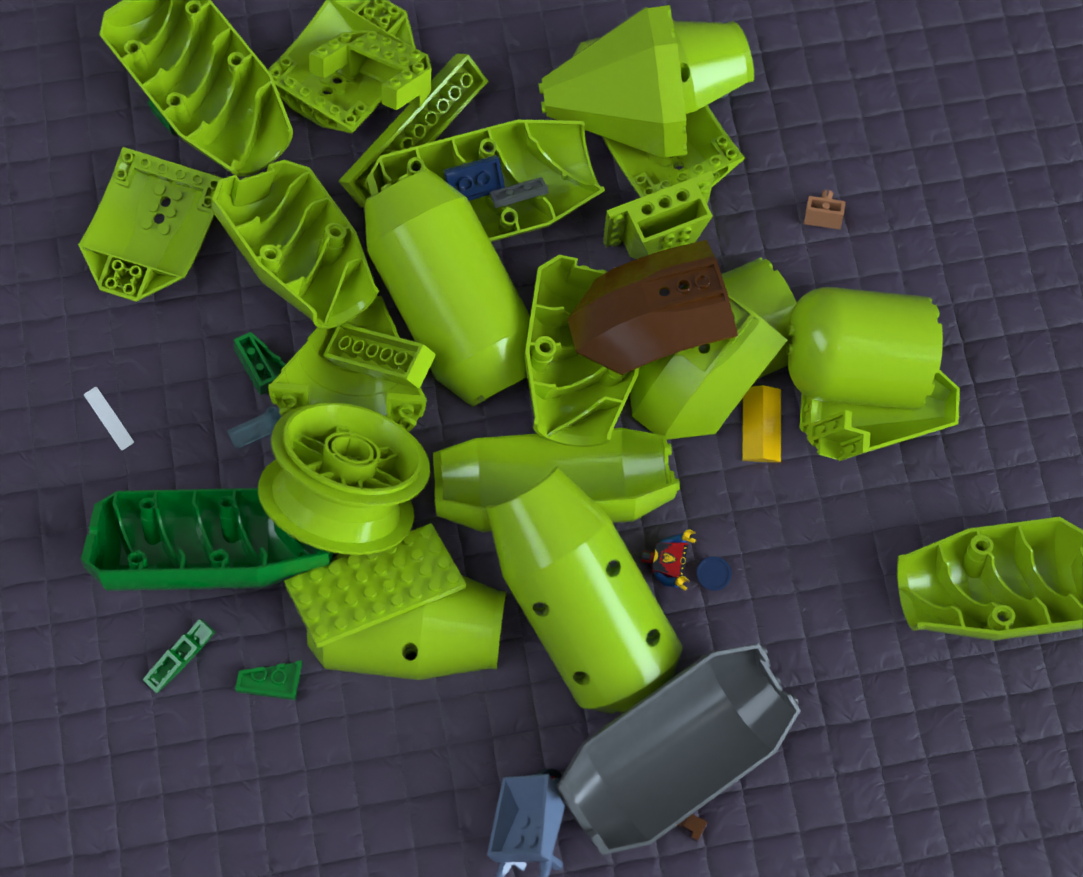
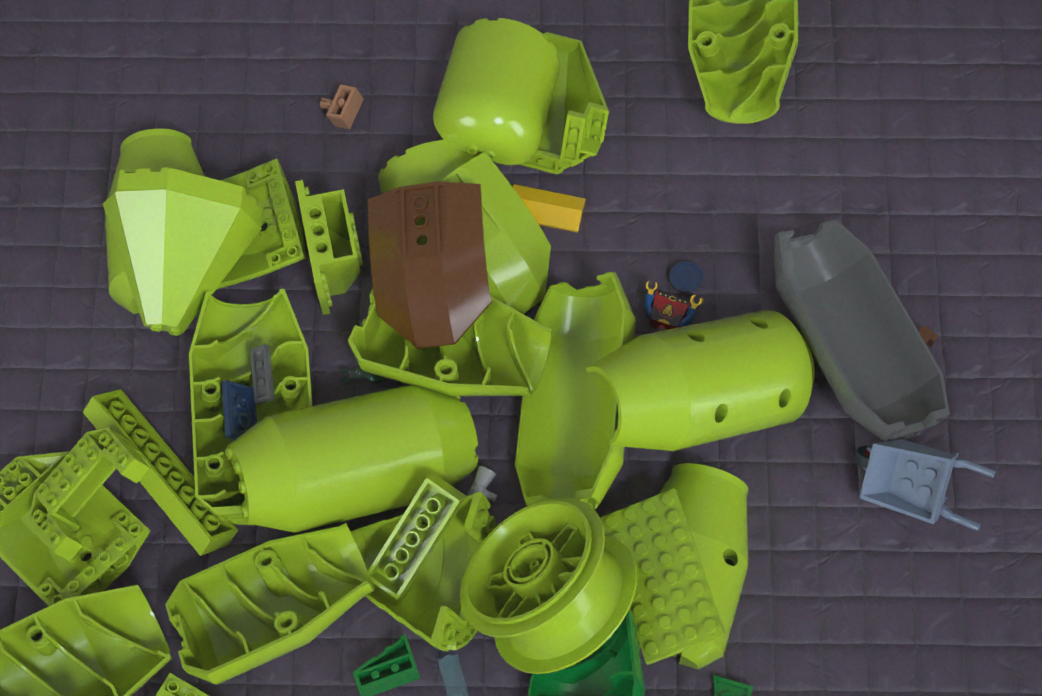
camera: 75 degrees left, 5 degrees down
(449, 413) = (482, 480): none -> light grey piece

